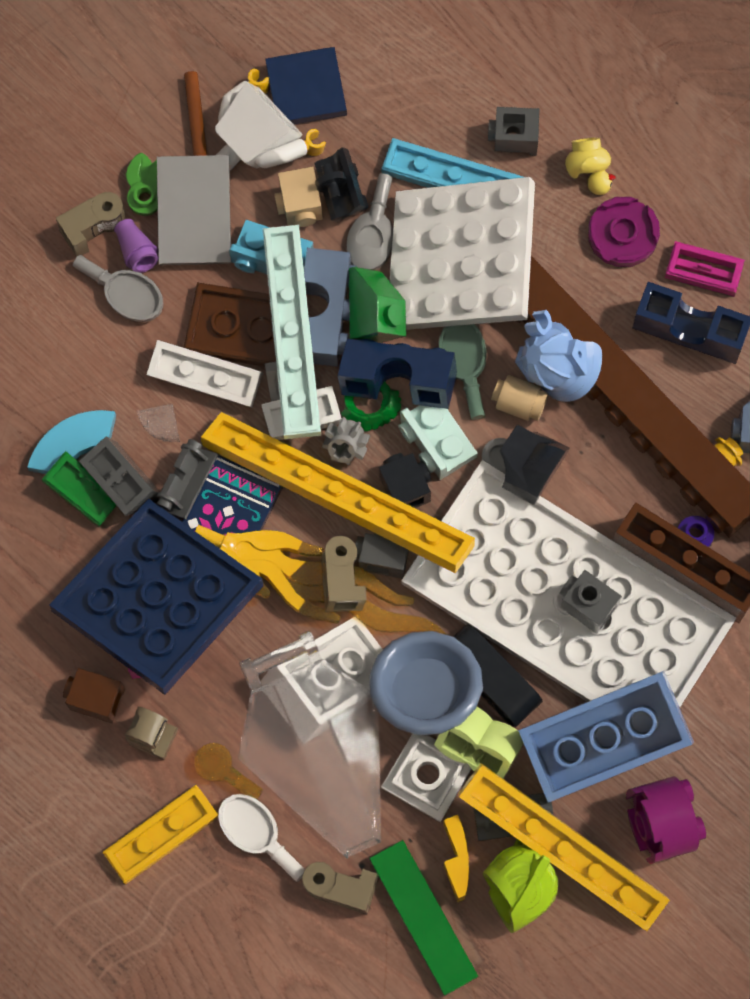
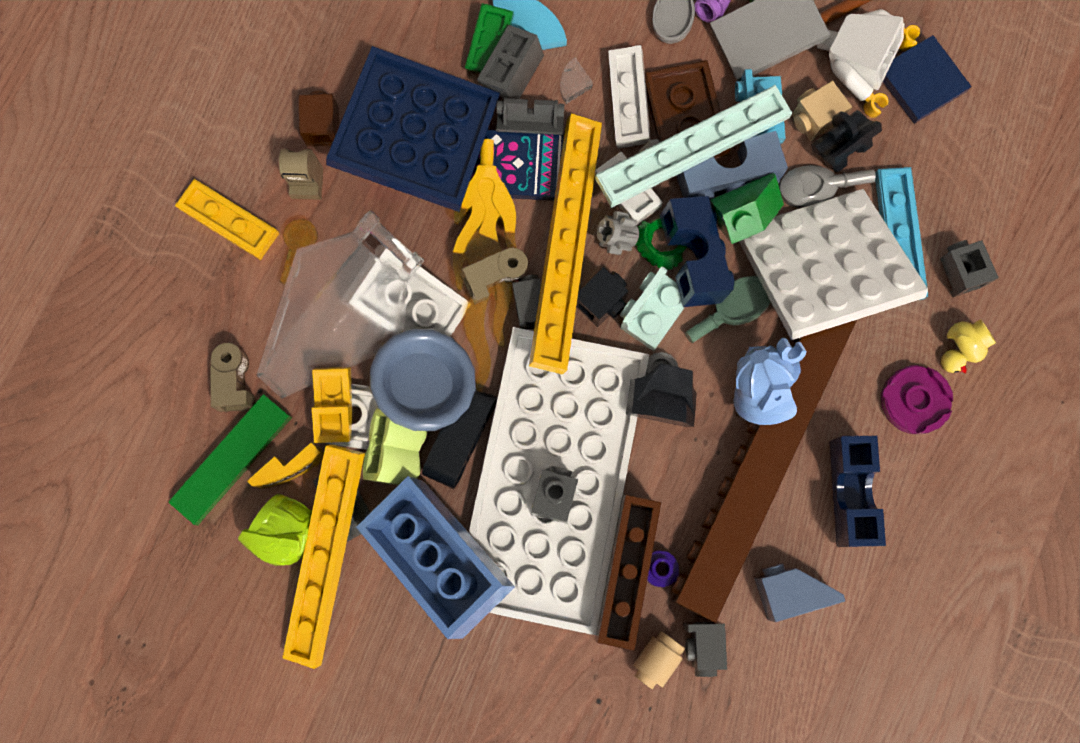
camera: 65 degrees right, 5 degrees up
(254, 830) = (253, 292): white piece -> none
(413, 785) = (332, 405): none -> yellow slope
(519, 398) = (719, 365): tan brick -> none
(665, 819) = (382, 637): magenta brick -> none
(703, 281) = (902, 489): dark pink tile -> none
(730, 450) = (750, 571): yellow plate -> none

